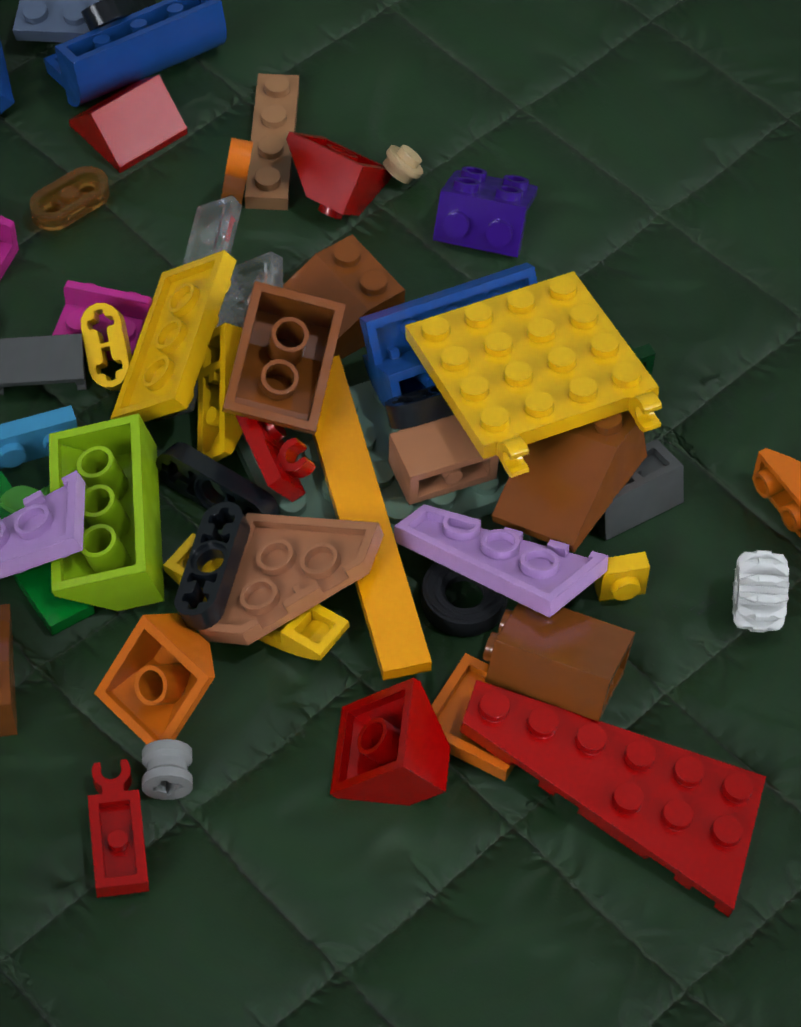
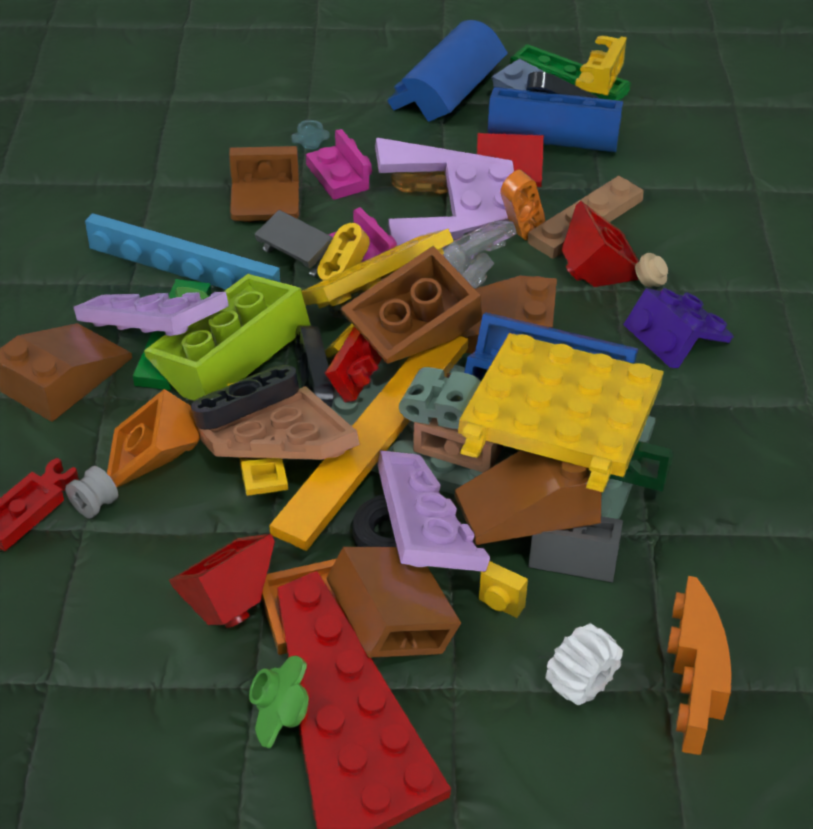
camera: 45 degrees right, 10 degrees down
(145, 176) = (471, 181): none -> lavender wing
(419, 435) = (438, 397): none -> sand green piece
(573, 815) = (279, 699): none -> bright green plate

